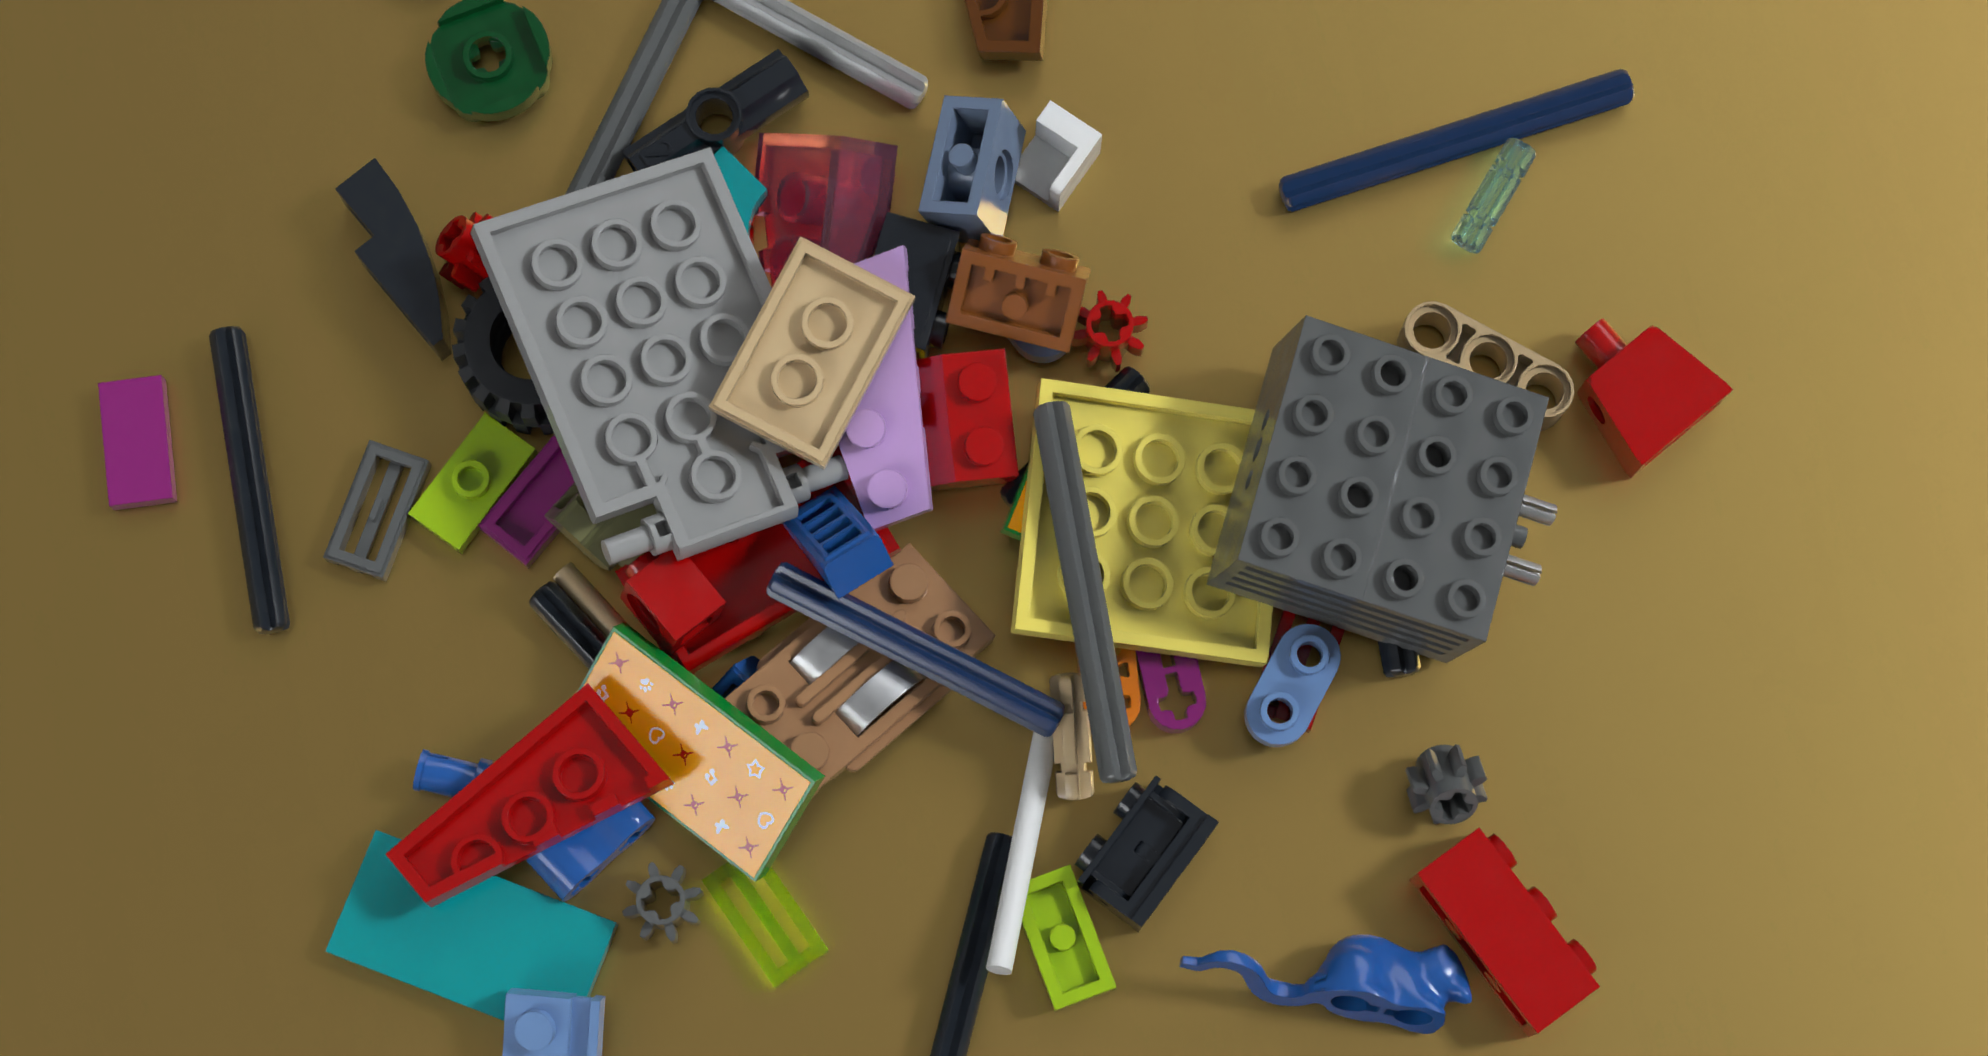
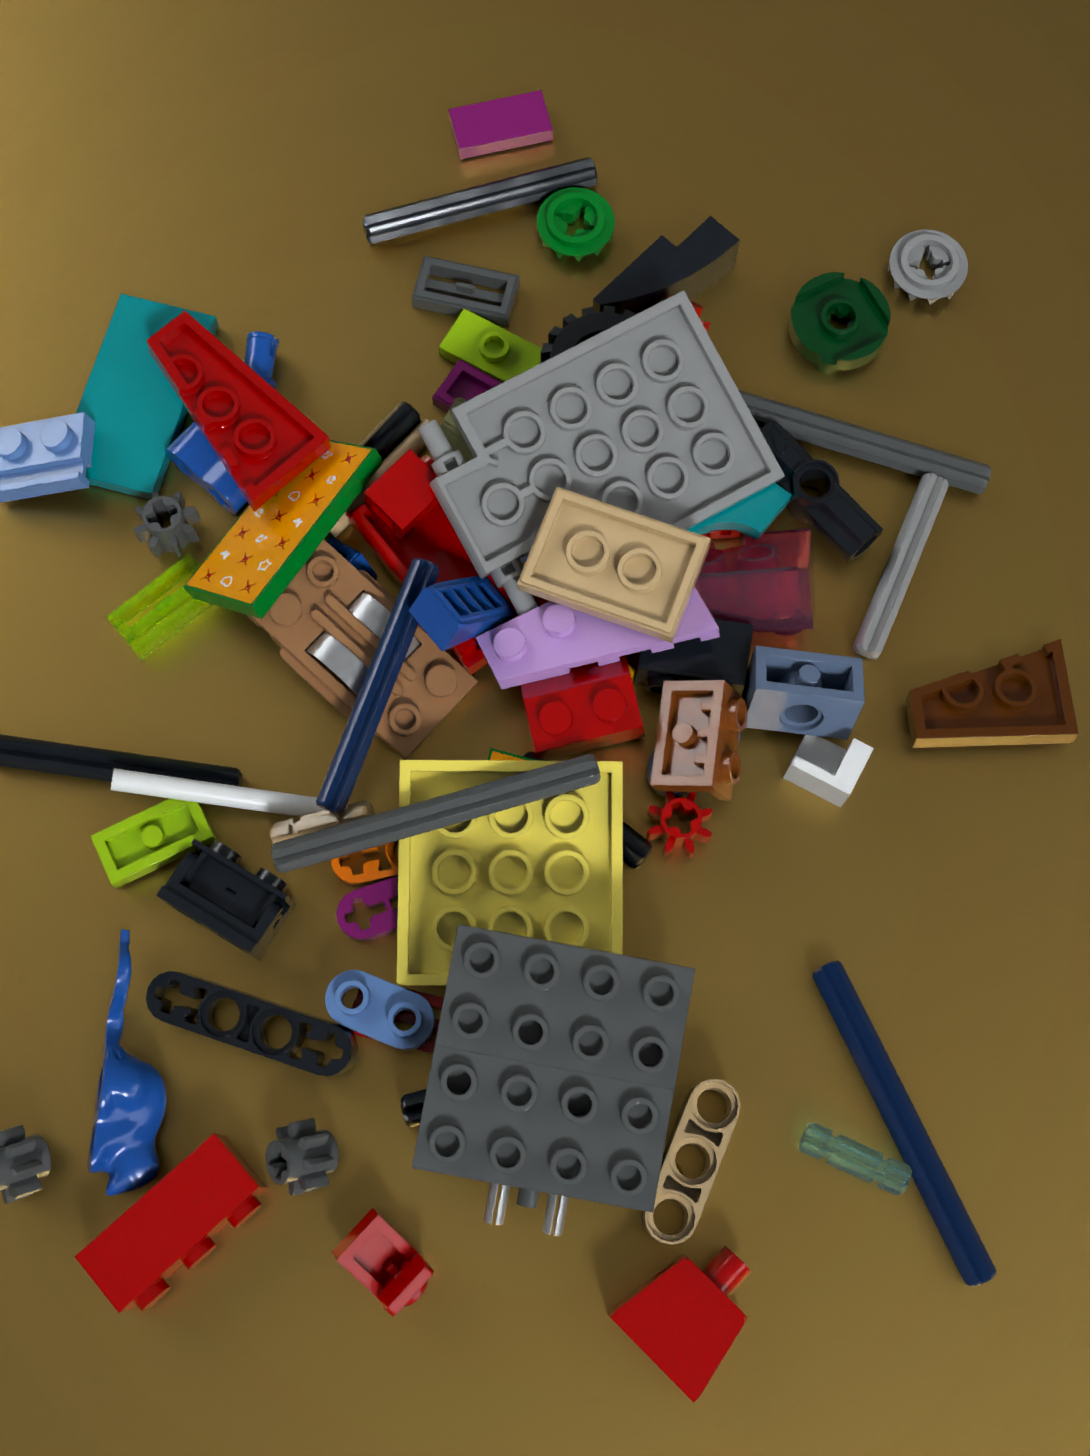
camera: 85 degrees right, 5 degrees down
(298, 334) = (565, 208): none -> green gear
(1300, 838) = (253, 1017): none -> black beam
(1566, 702) = (384, 1262): none -> red bracket

